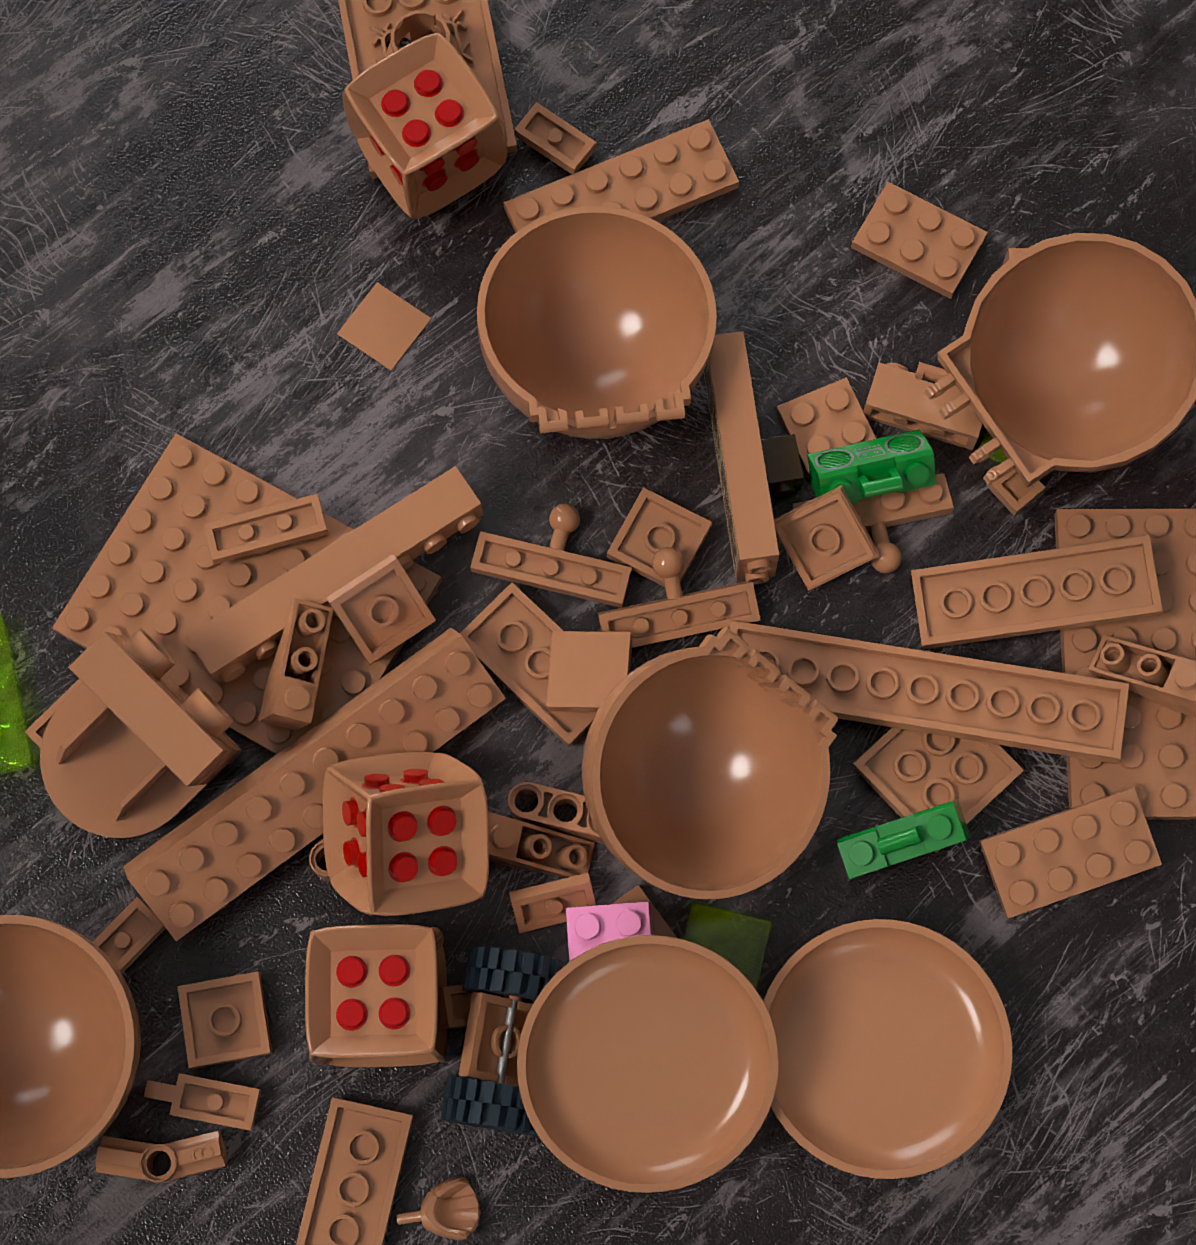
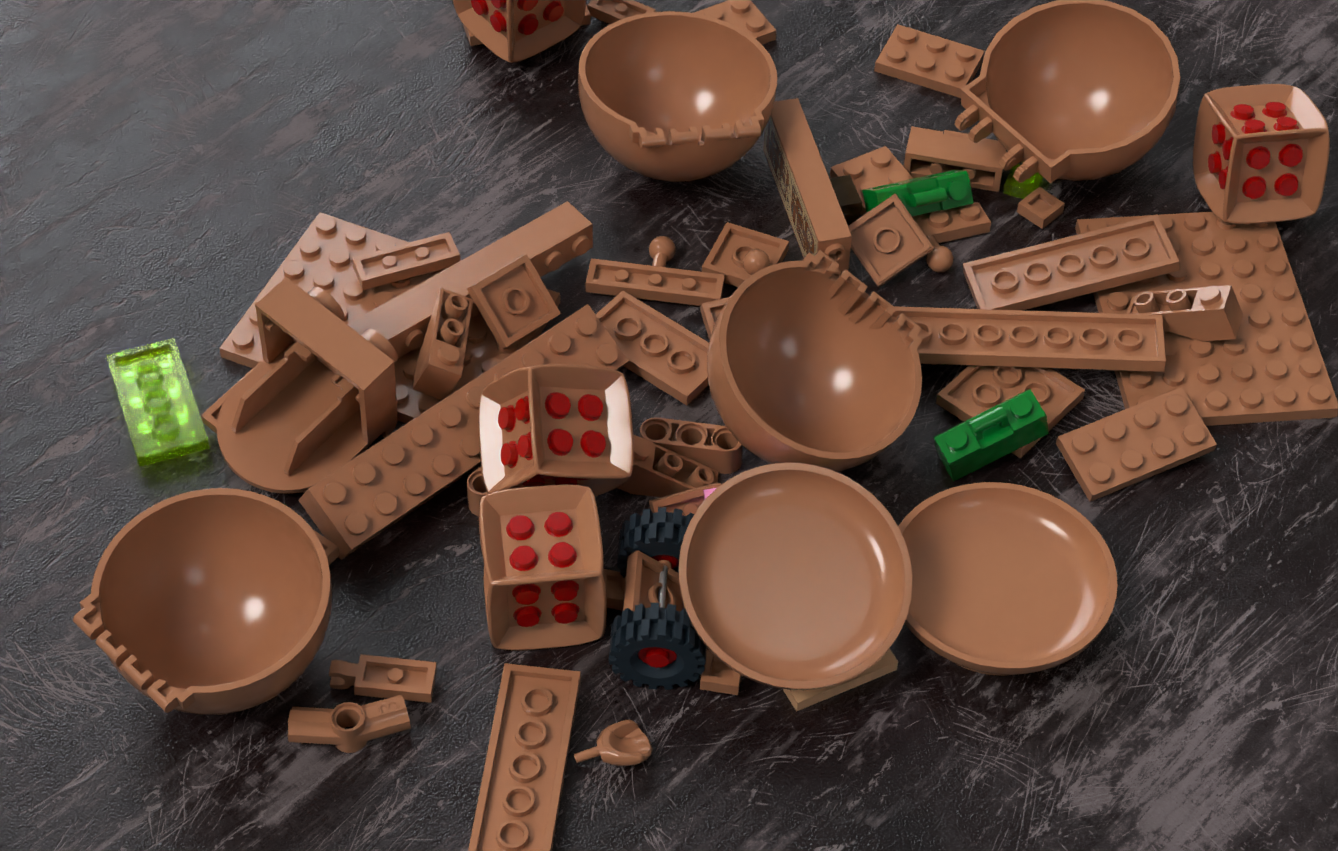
camera: 10 degrees left, 25 degrees down
(224, 1020) = (398, 616): nougat plate -> none
(384, 326) = (491, 139): nougat sticker -> none
(586, 668) = (688, 337): nougat tile -> none

